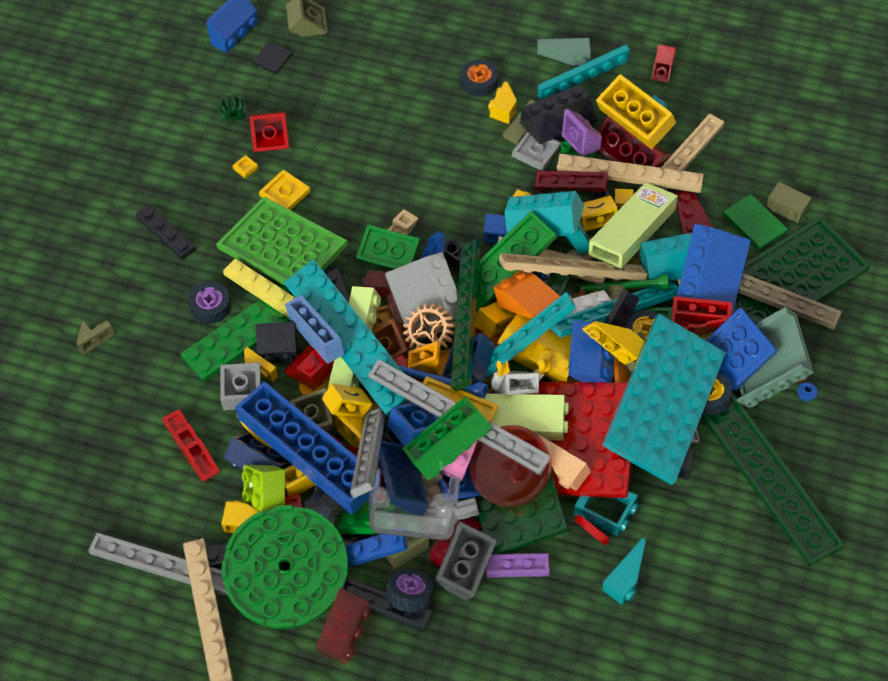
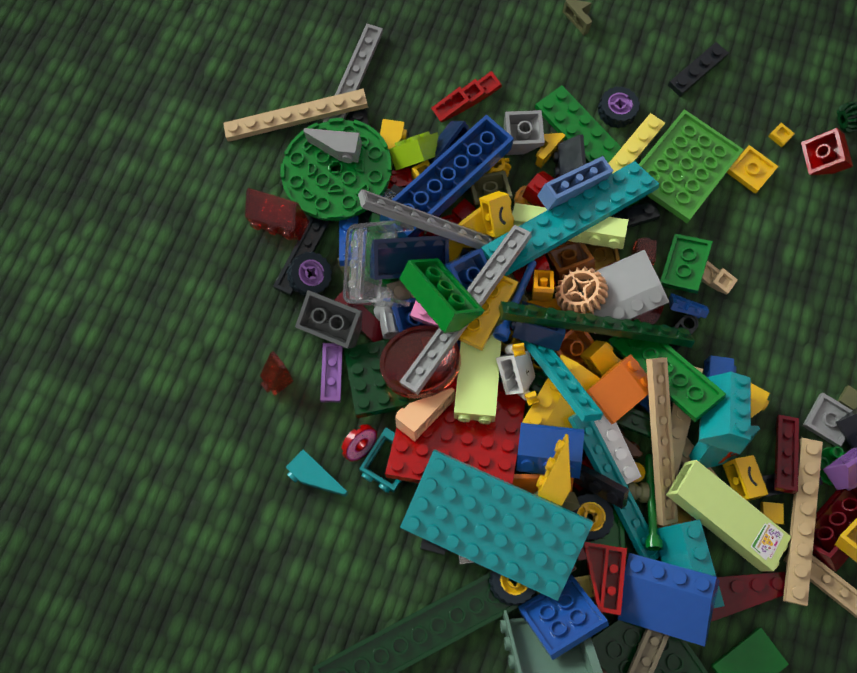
camera: 85 degrees right, 15 degrees up
(262, 557) = (339, 144): none -> light grey slope
(527, 610) = (275, 375): none -> clear red slope

